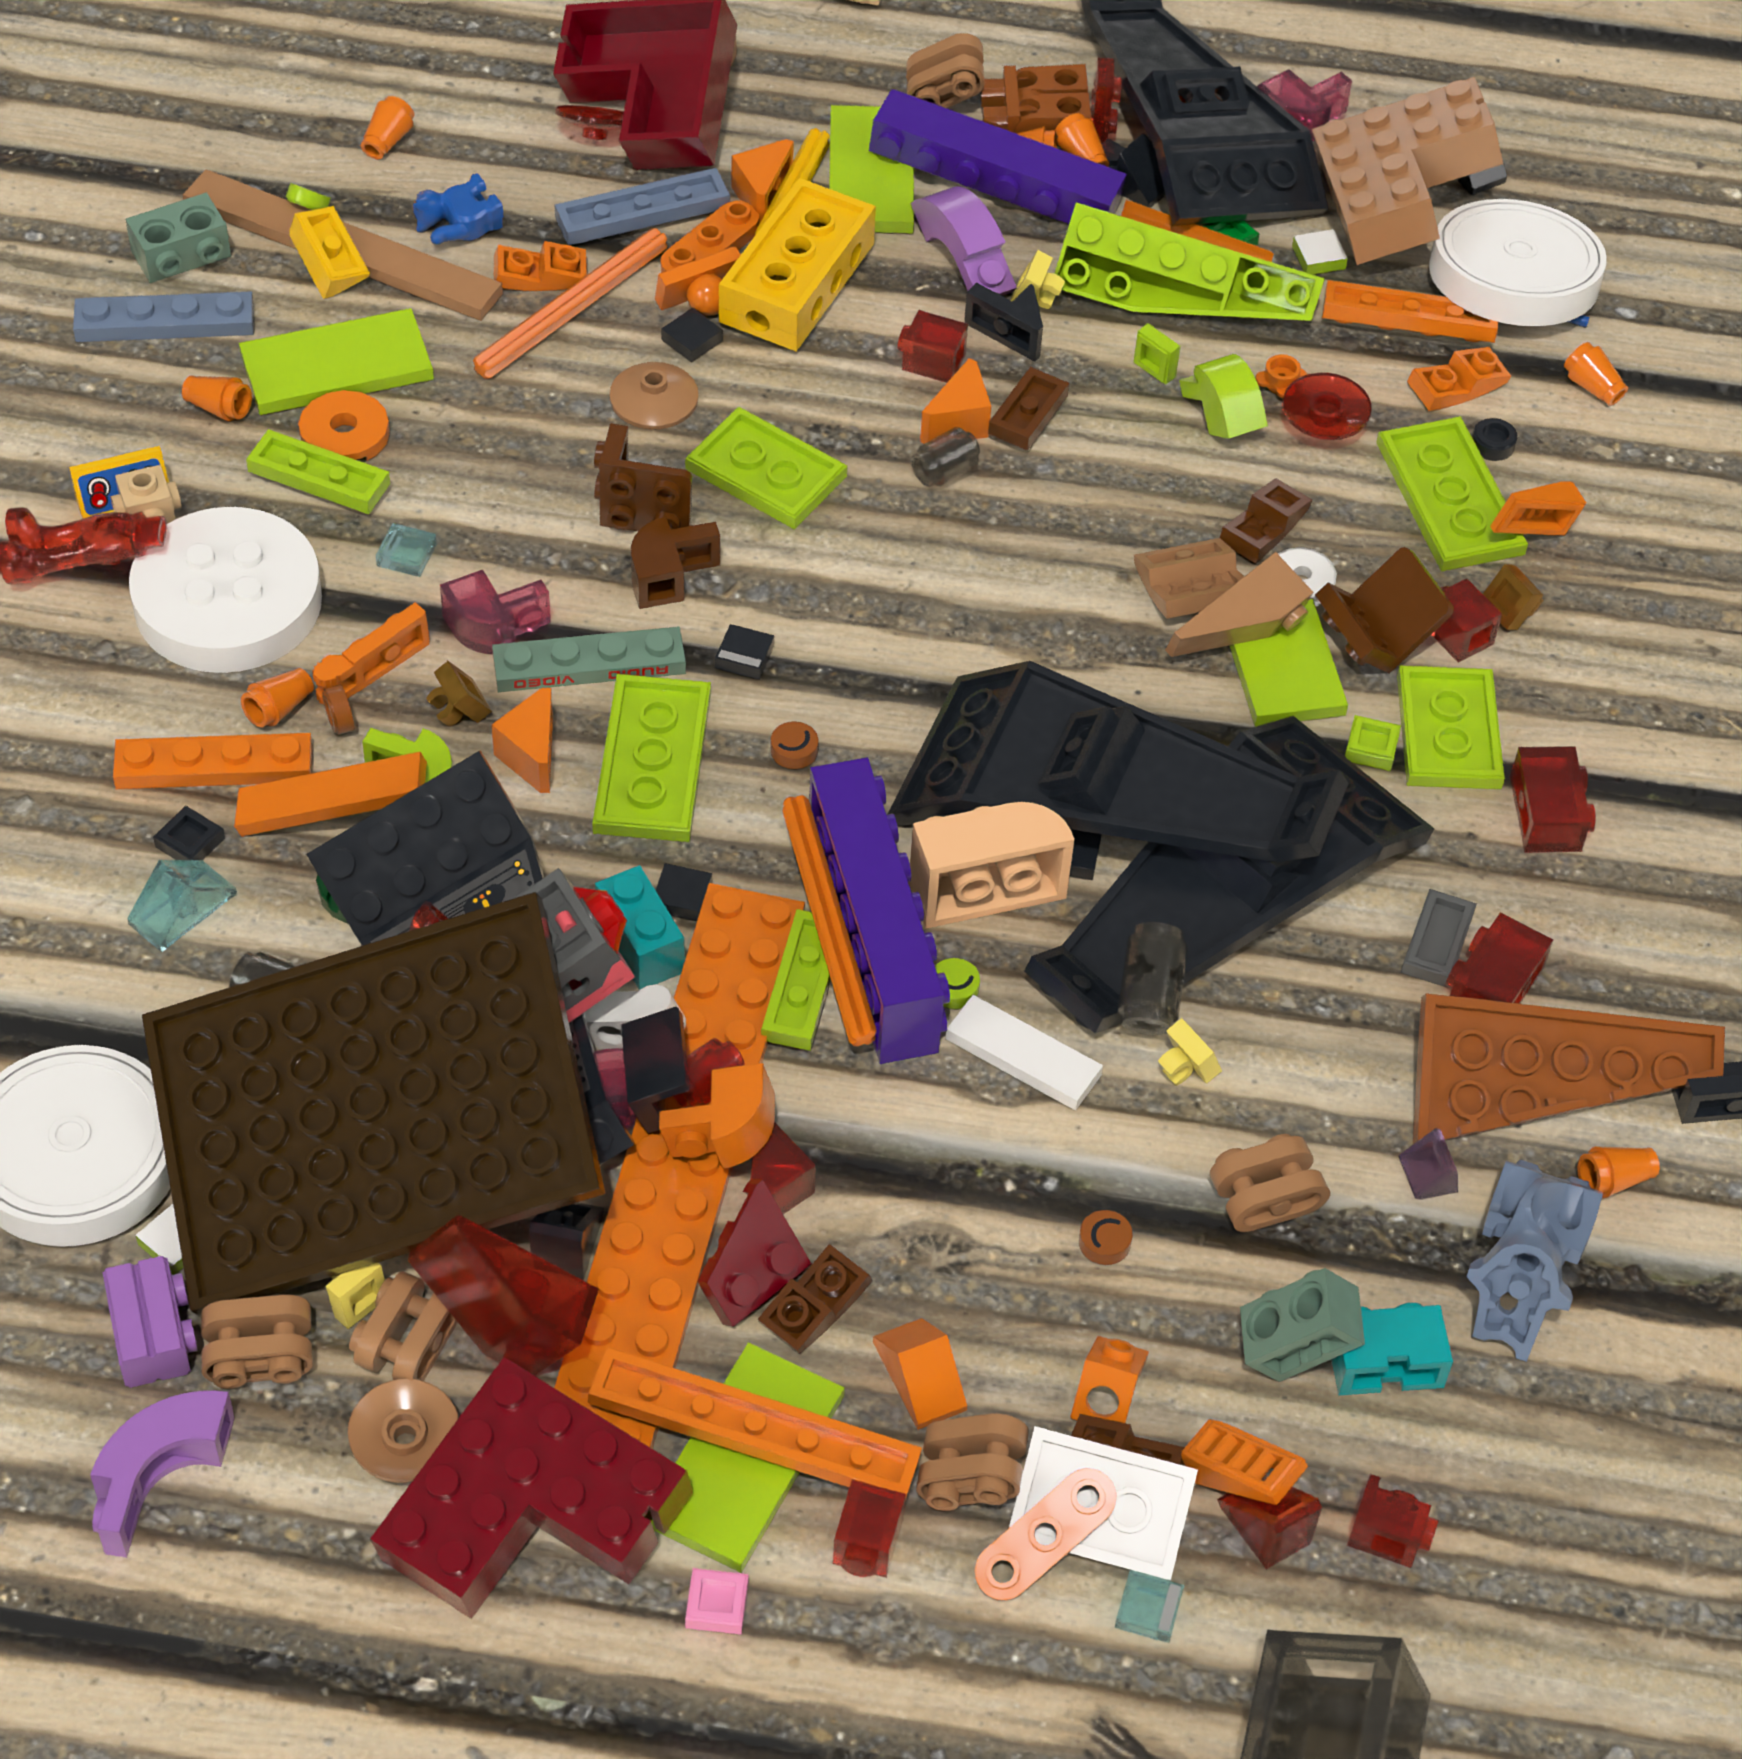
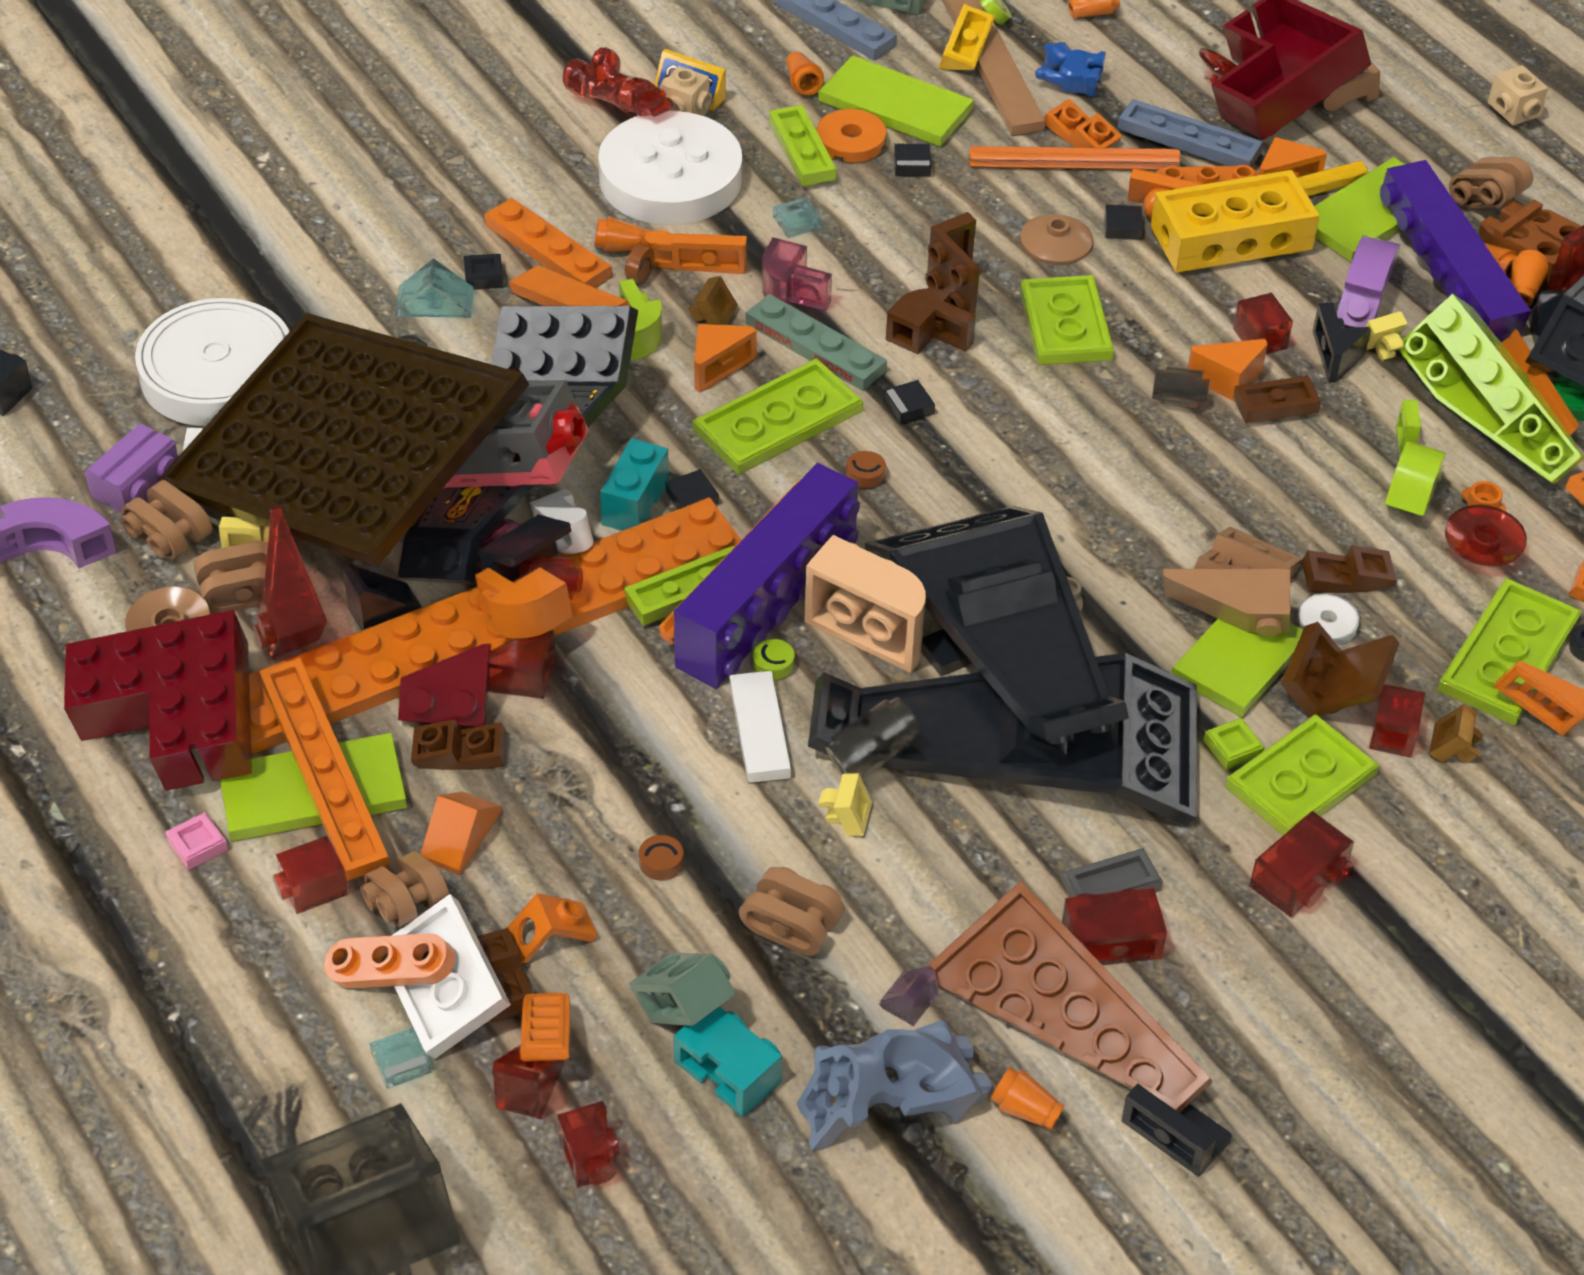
camera: 50 degrees right, 5 degrees down
(432, 411) = (912, 159): none -> black tile

